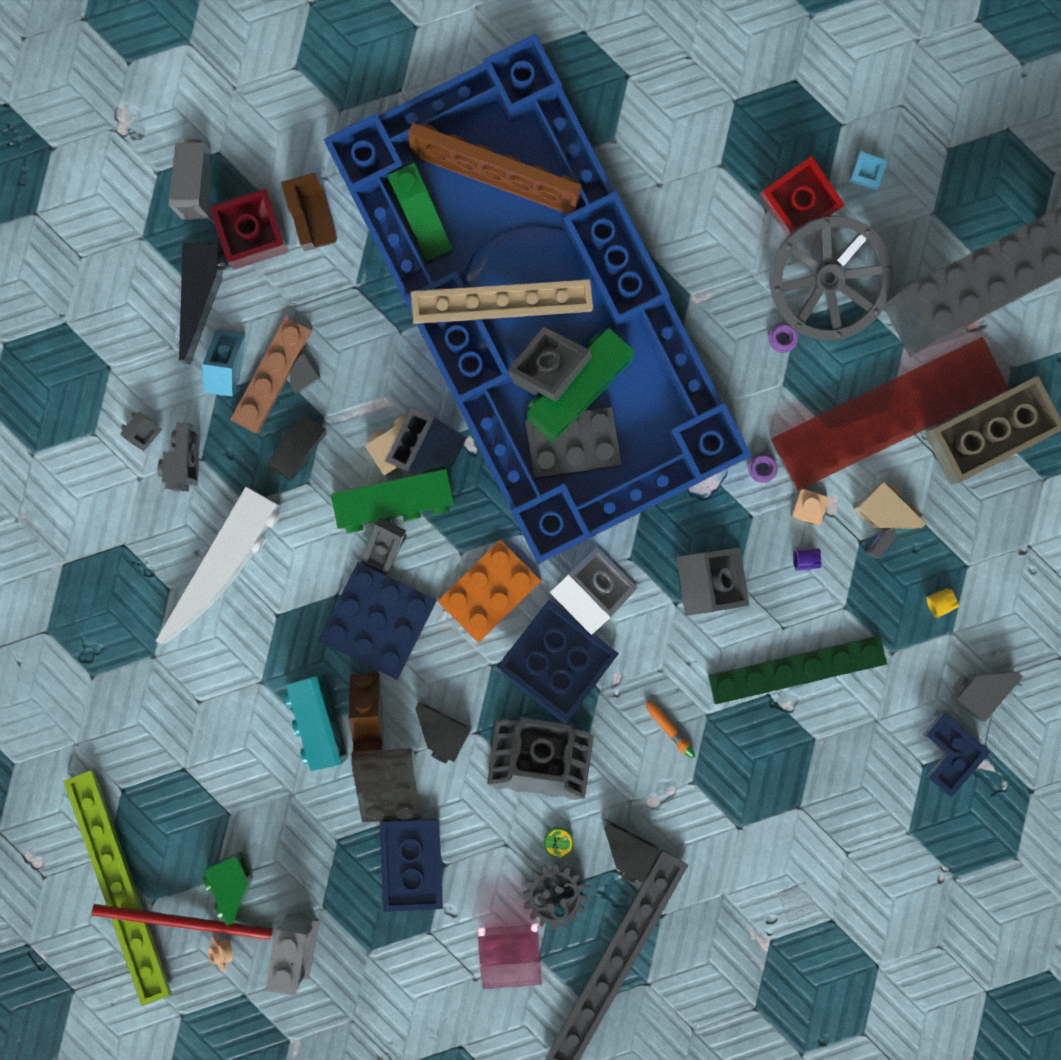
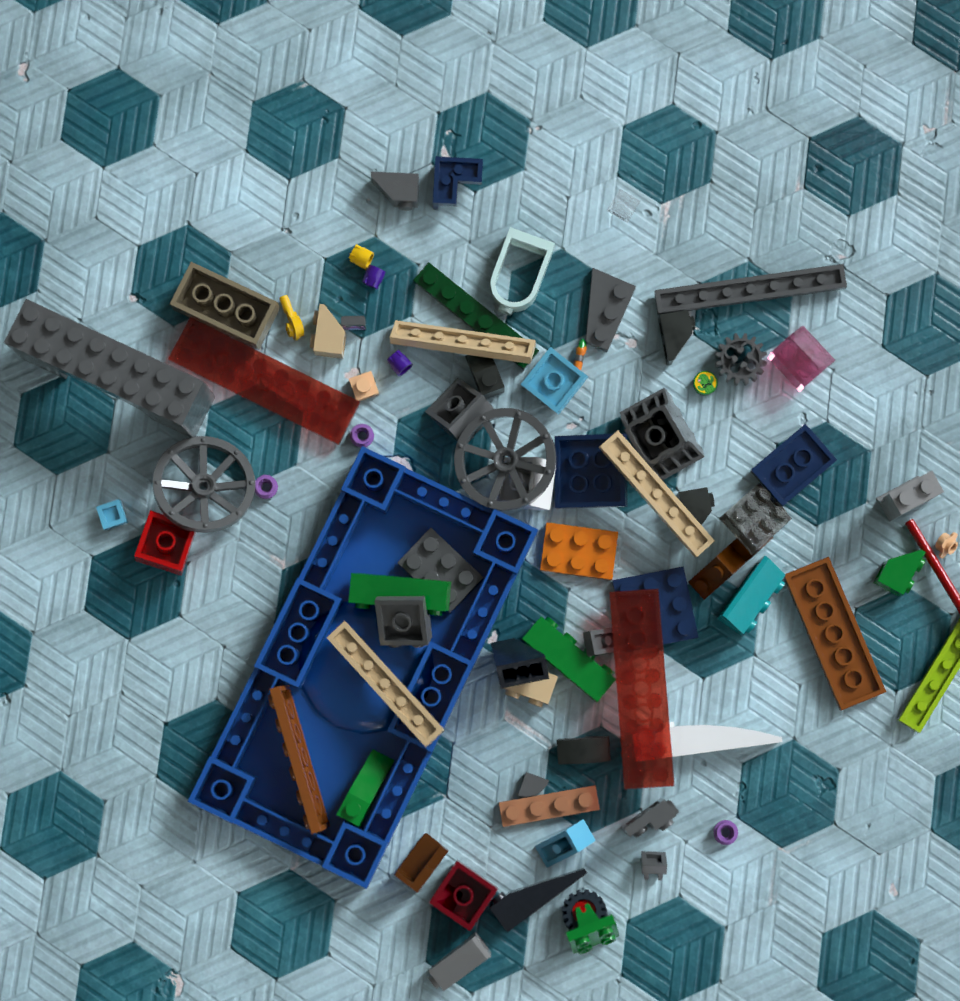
camera: 125 degrees left, 5 degrees down
(108, 522) = (733, 832): none -> medium lavender plate
(137, 327) = (588, 922): none -> green plate
(220, 774) = (834, 633): none -> dark orange plate
(308, 544) = (641, 689): none -> clear red plate
(484, 706) = (656, 494): none -> tan plate
(638, 581) = (498, 459): none -> dark grey wheel
(673, 696) = (554, 380): none -> medium azure plate
(707, 805) = (606, 308): none -> dark grey wing
(733, 633) = (485, 375): none -> pearl dark grey slope
(780, 635) = (462, 341): none -> tan plate
(830, 777) = (529, 243): none -> light aqua window
(913, 598) = (373, 276): none -> dark purple hose
(921, 483) = (294, 327): none -> yellow plate

